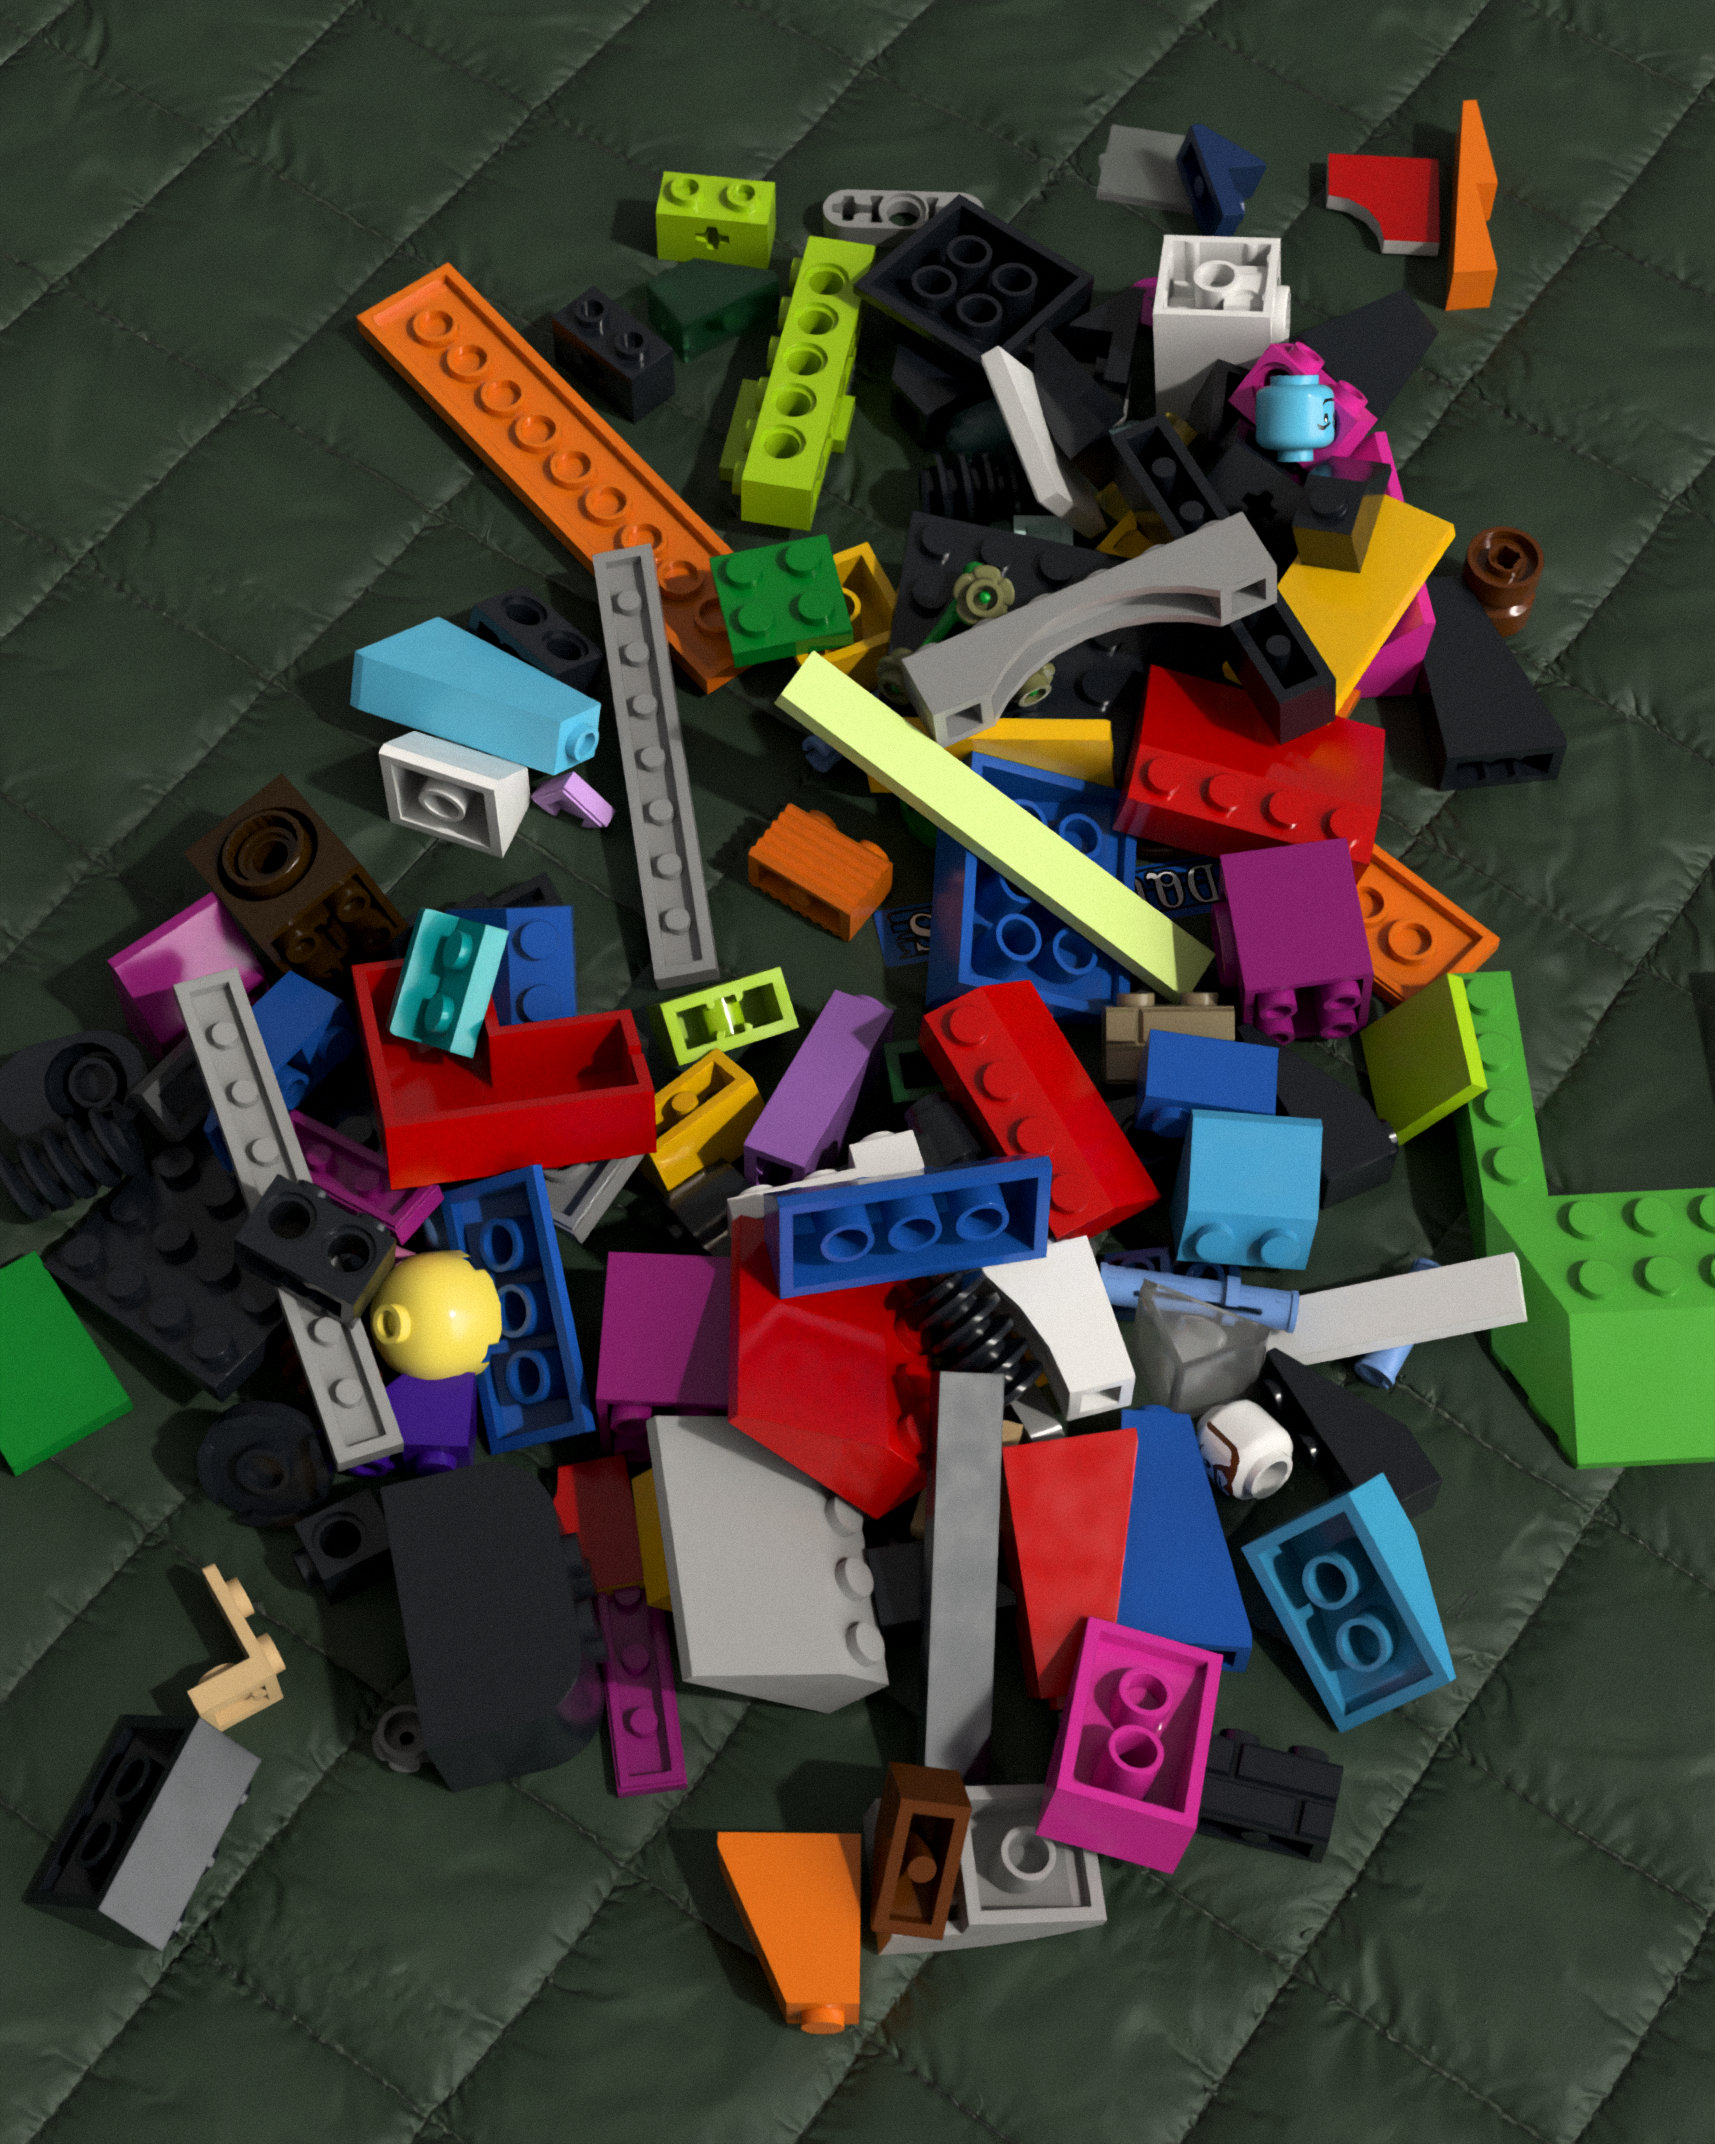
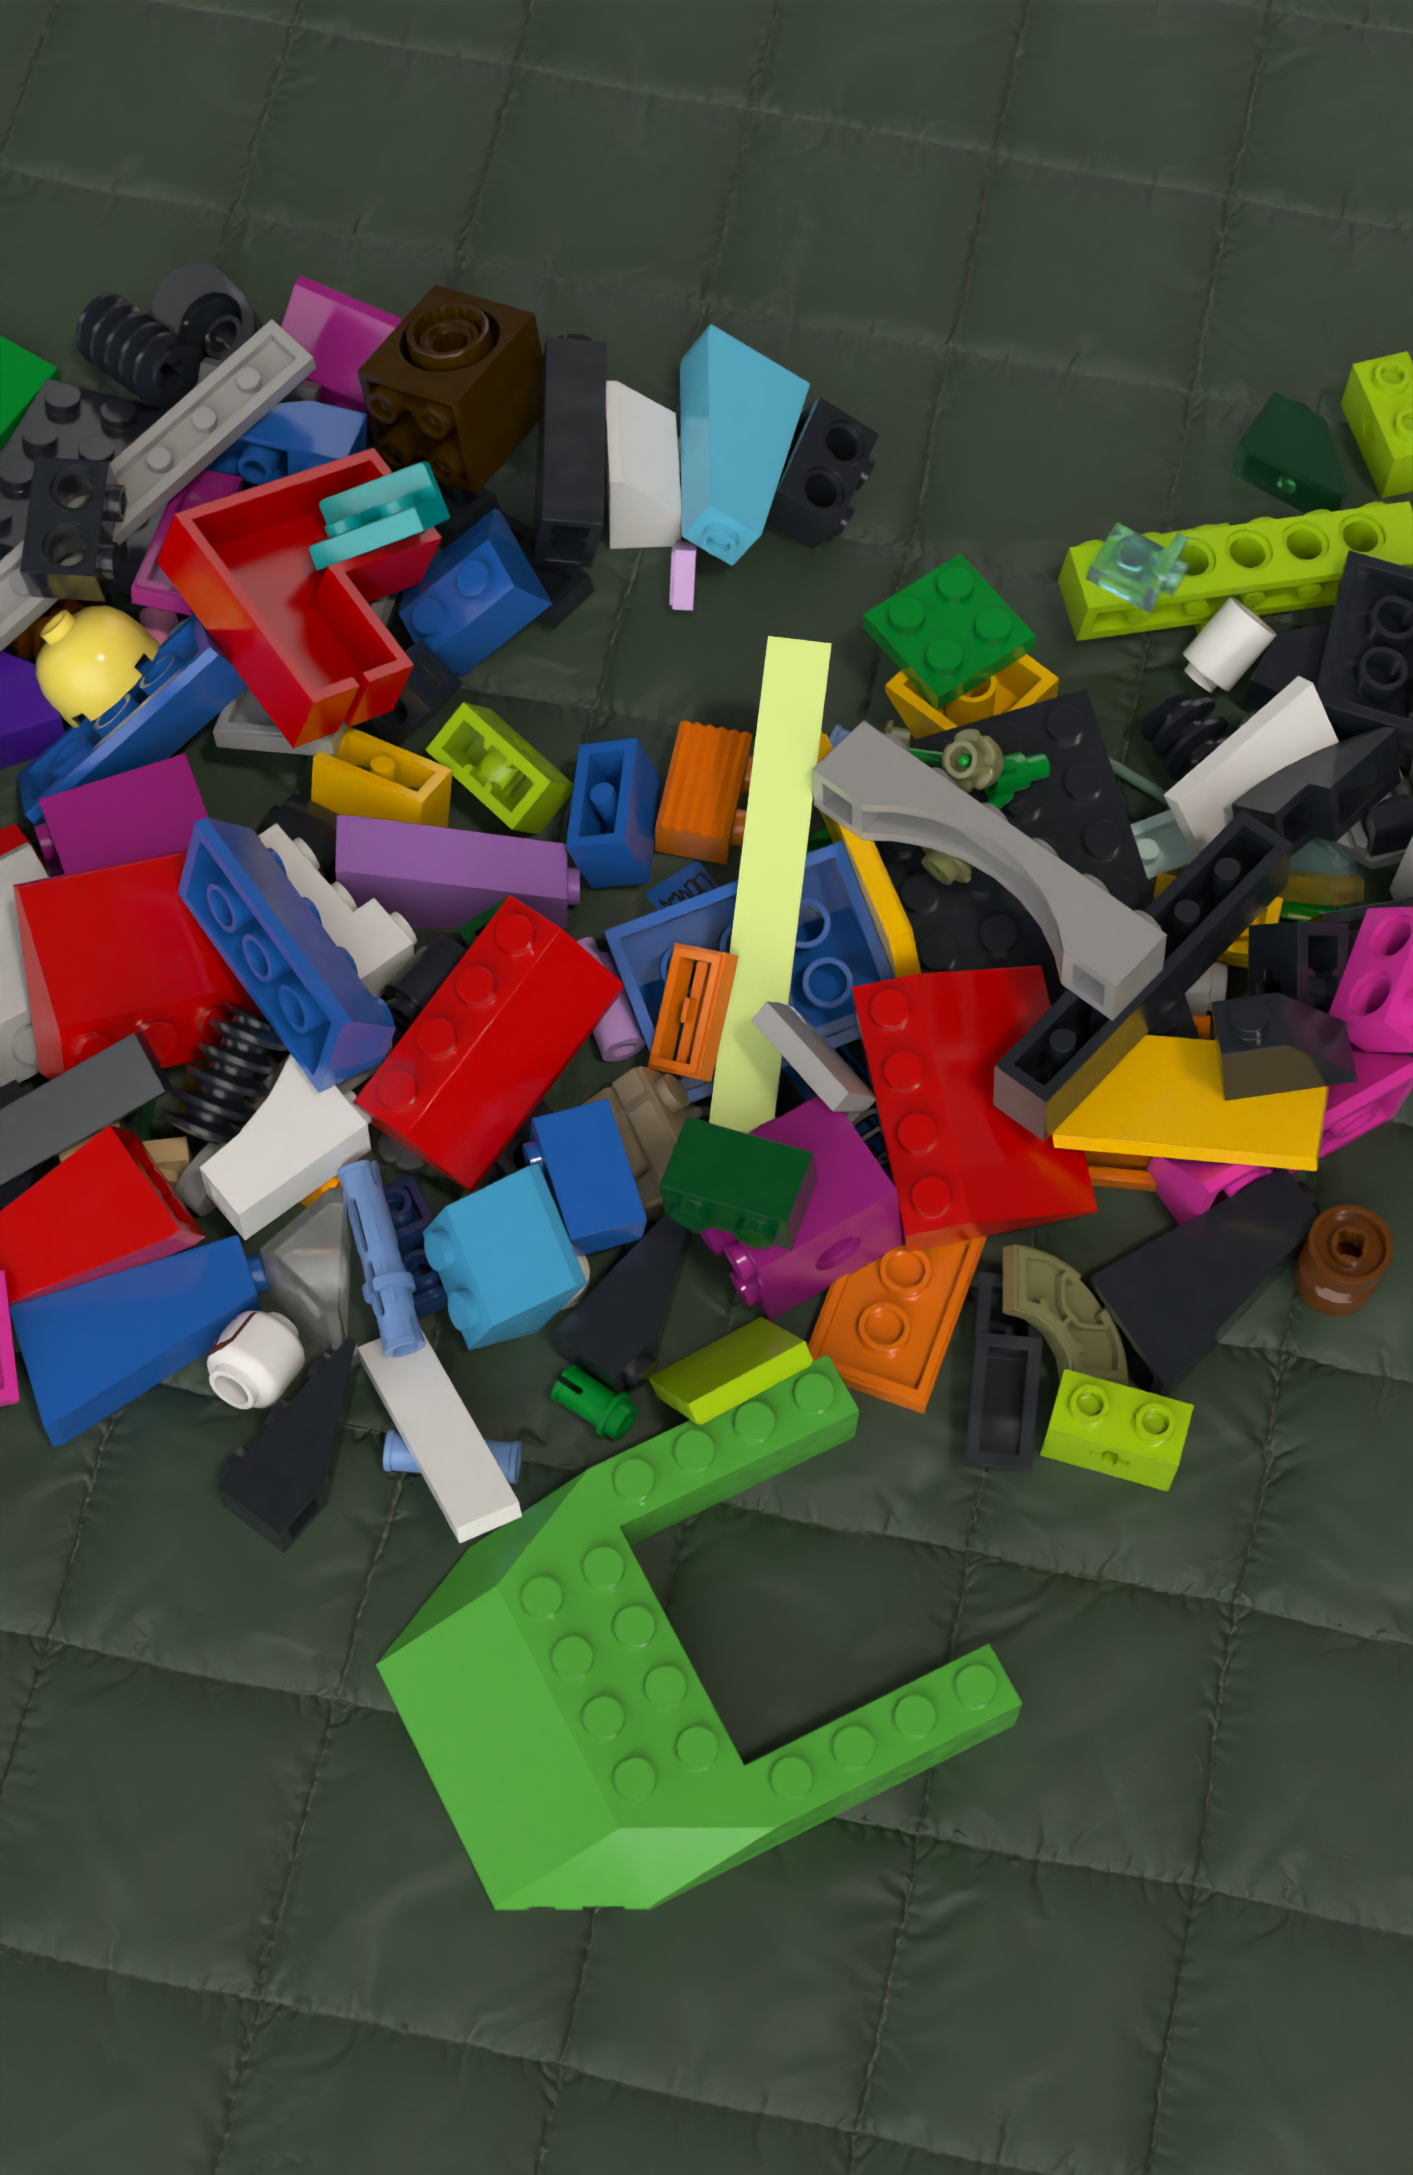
camera: 65 degrees right, 5 degrees up
(435, 813) = (570, 452): none -> black slope
(554, 452) = (1058, 399): orange plate -> none
(613, 354) = (1186, 405): black brick -> none
(655, 768) = (745, 614): light grey plate -> none
(797, 432) = (1138, 567): none -> clear light blue bracket
(815, 942) = (613, 813): none -> blue brick
(877, 423) = (1227, 646): none -> white brick
(1031, 909) = (701, 1013): none -> orange tile
(1184, 859) = (814, 1059): none -> light grey slope
(1294, 417) = (1356, 963): medium azure head -> none
(1298, 948) = (738, 1184): none -> dark green brick
(1355, 1602) = (130, 1491): dark azure slope -> none
(1397, 1188) = (597, 1404): none -> green pin
(1472, 794) = (1064, 1312): none -> olive tile
(1494, 864) = (1001, 1383): none -> black slope
(1585, 803) = (1117, 1430): none -> lime brick

